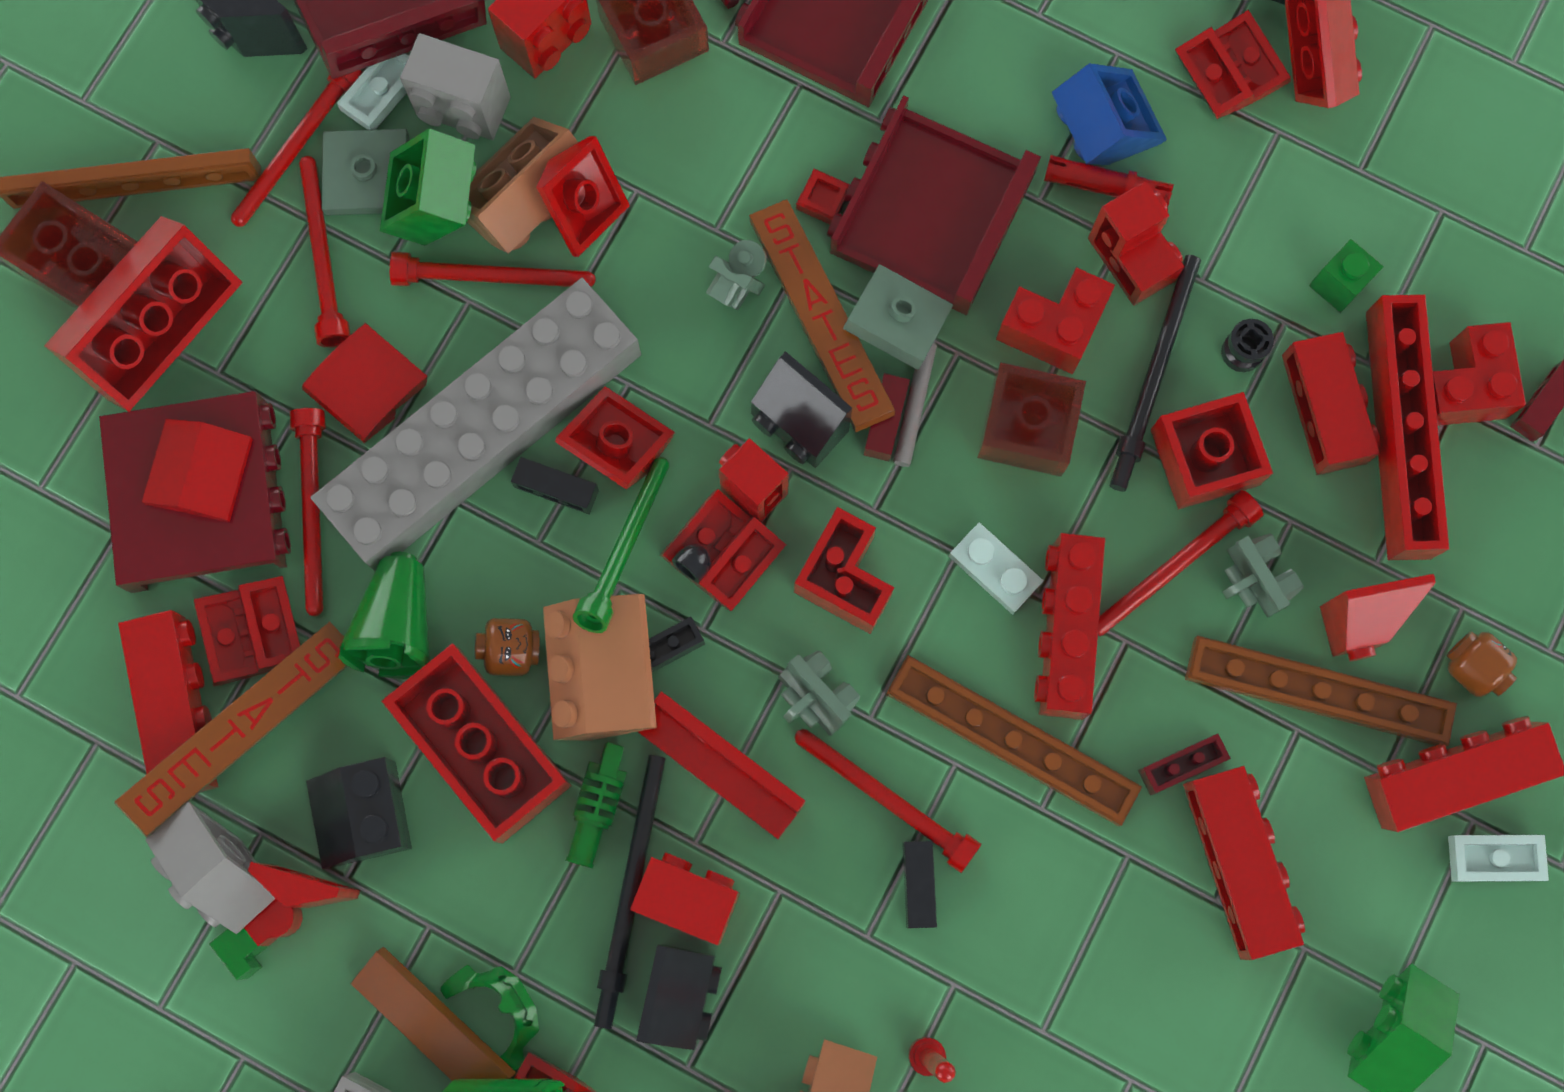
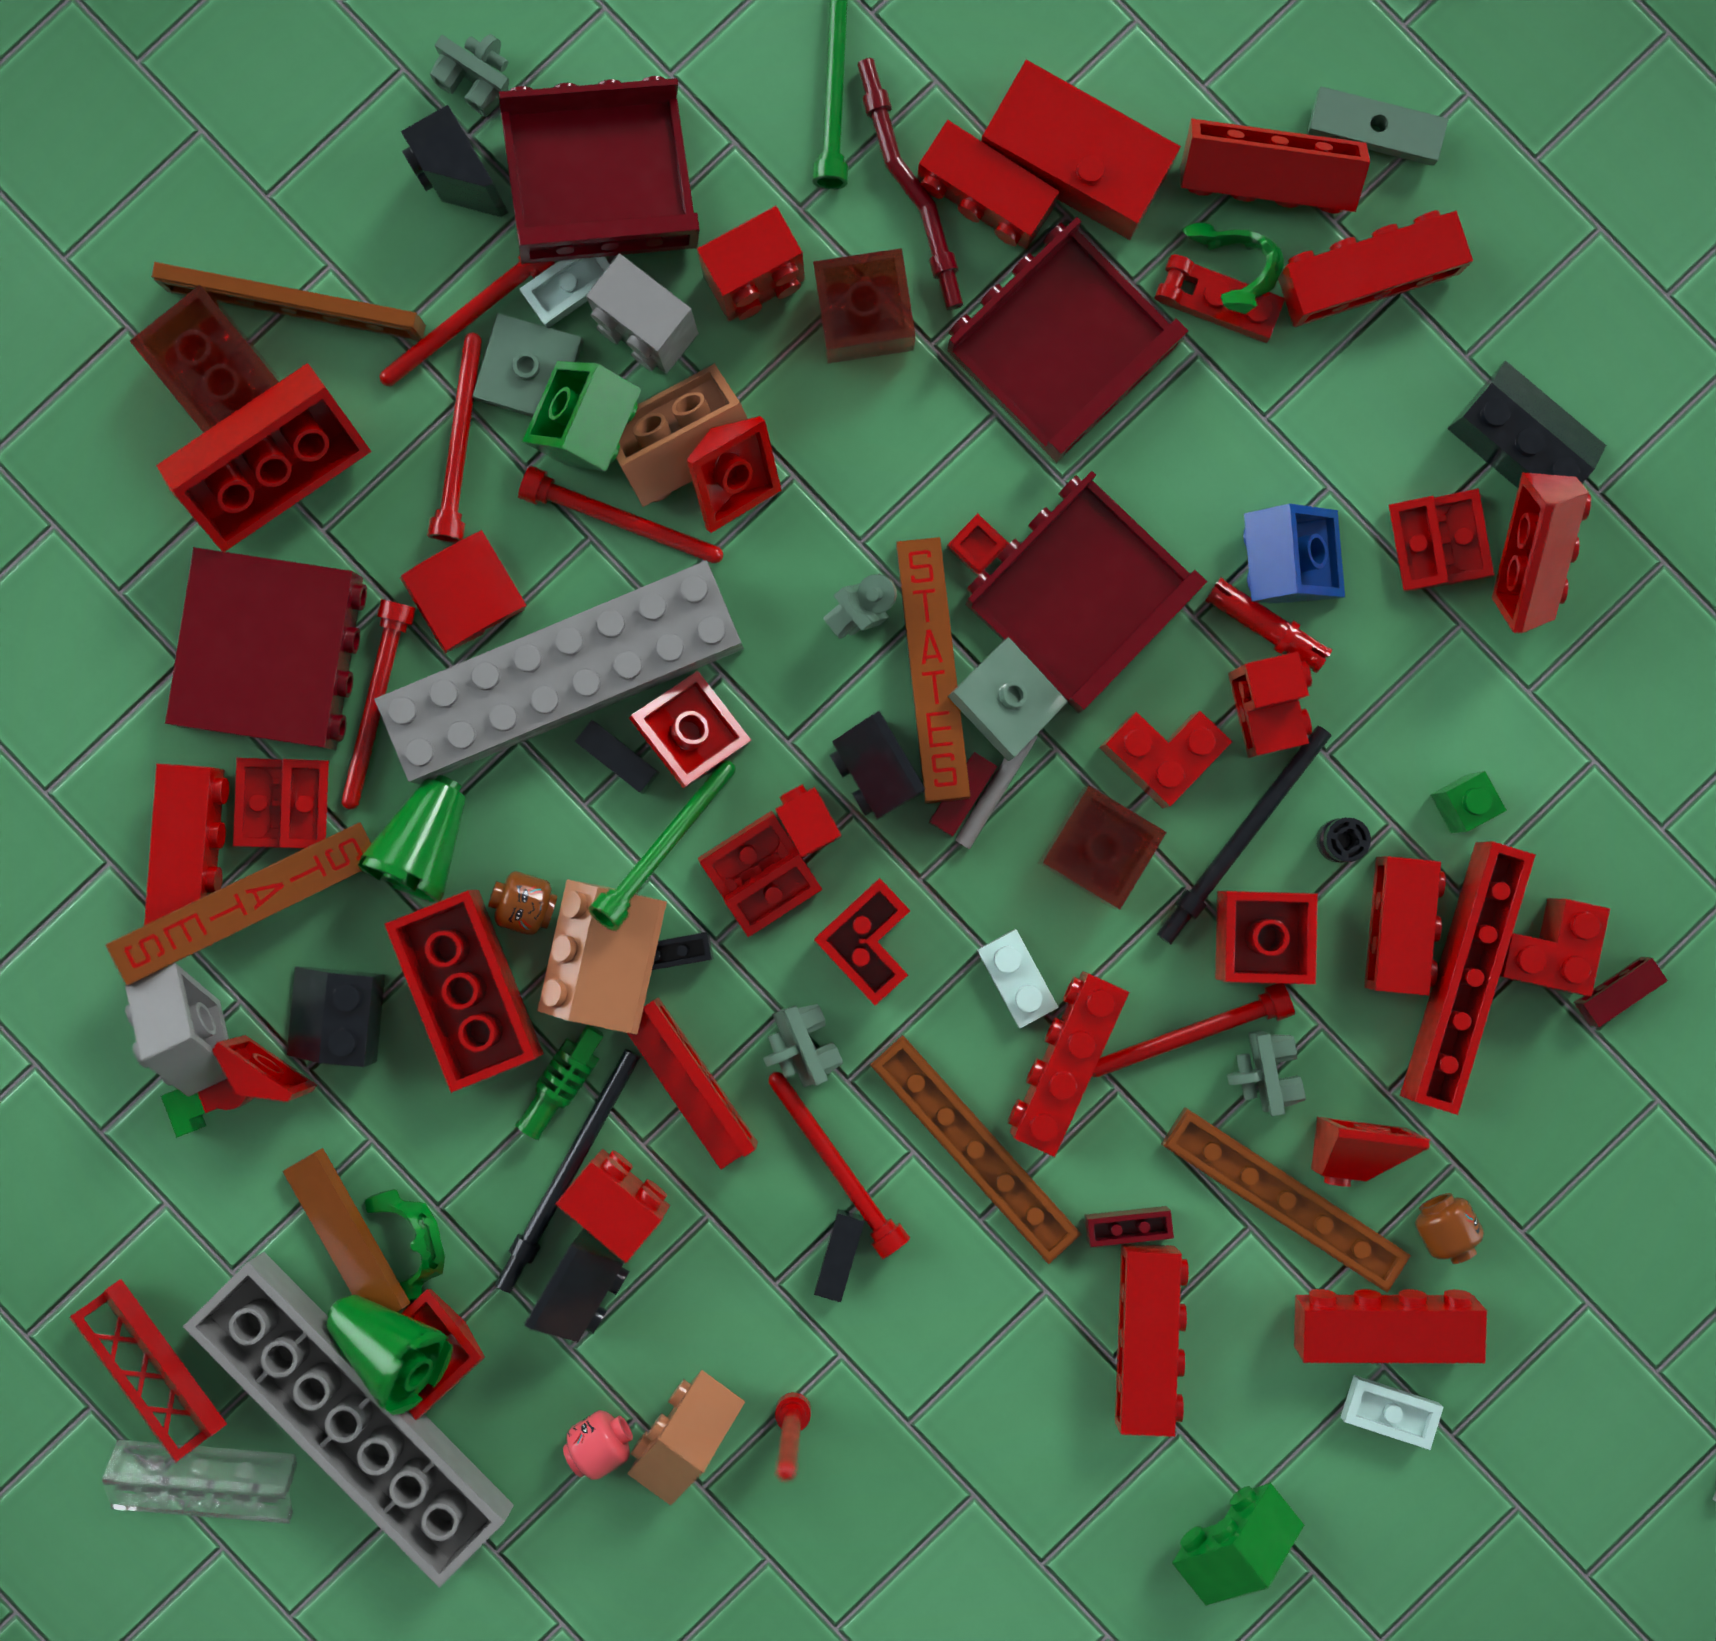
camera: 15 degrees right, 10 degrees up
(197, 469) = (273, 635): red slope -> none
(692, 561) = (726, 879): black hinge -> none

